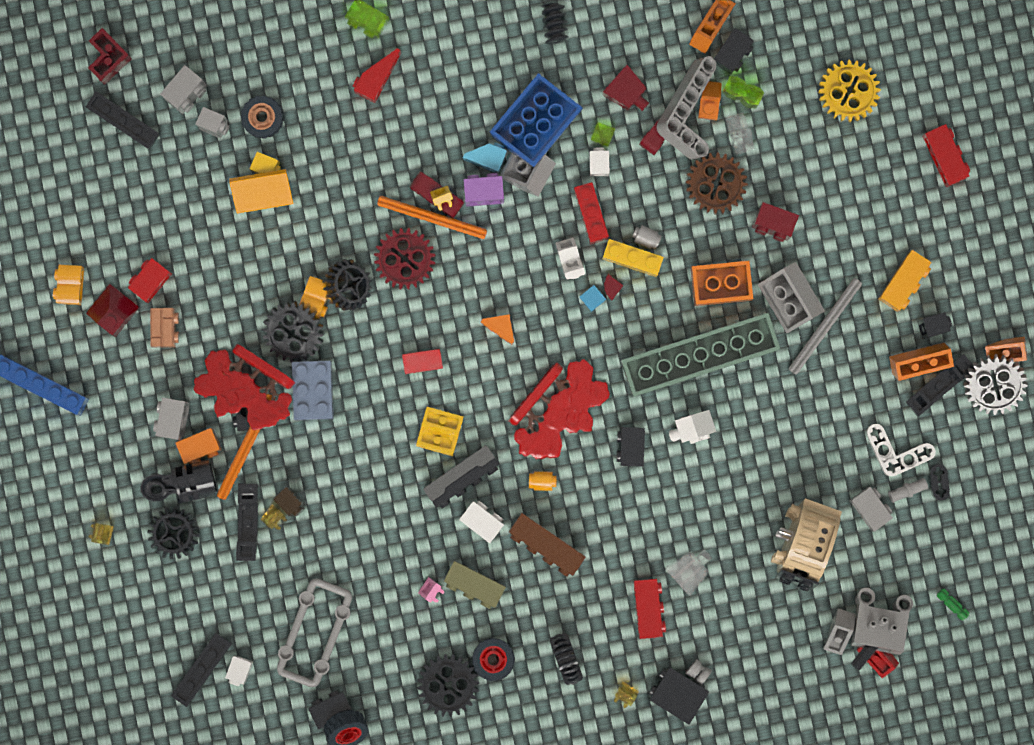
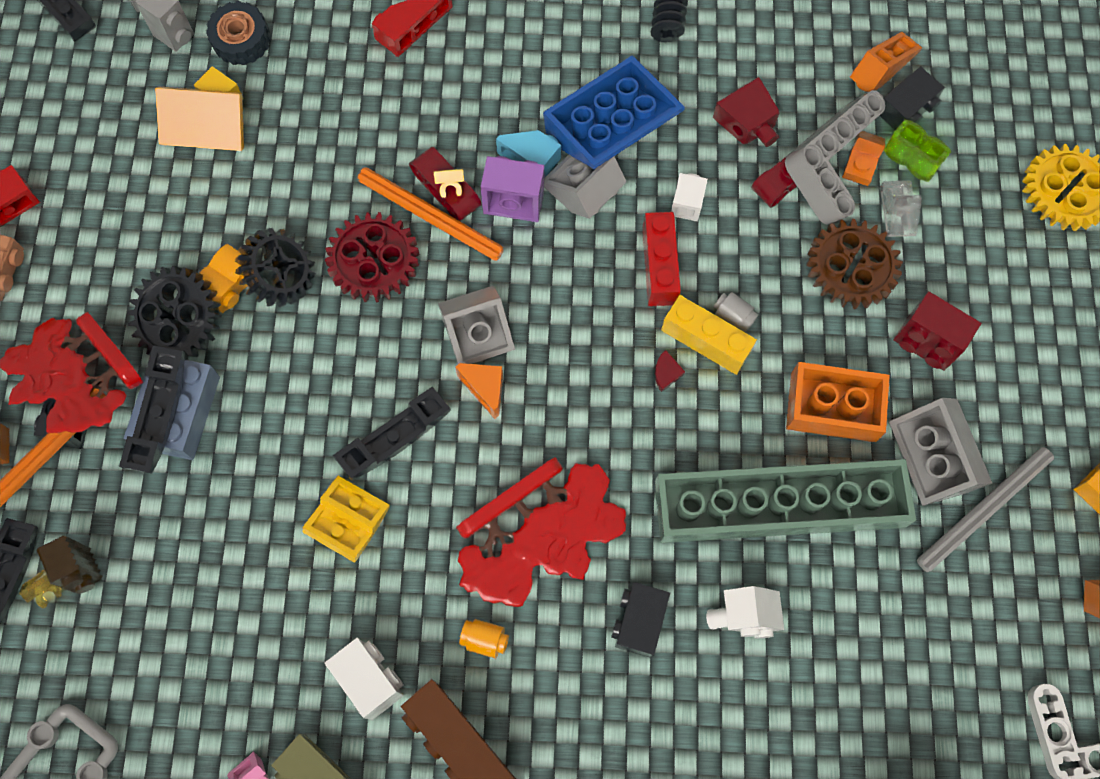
camera: 10 degrees right, 15 degrees down
(310, 400) = (157, 410): none -> black slope
(422, 361) = (352, 406): slope -> none
(453, 372) = (394, 436): none -> black slope
(461, 476) = (356, 597): piece -> none
(484, 288) = (476, 325): none -> light grey slope
(570, 258) = (614, 313): white brick -> none
(592, 298) = (633, 380): dark azure tile -> none
(602, 134) = (702, 163): clear neon green tile -> none

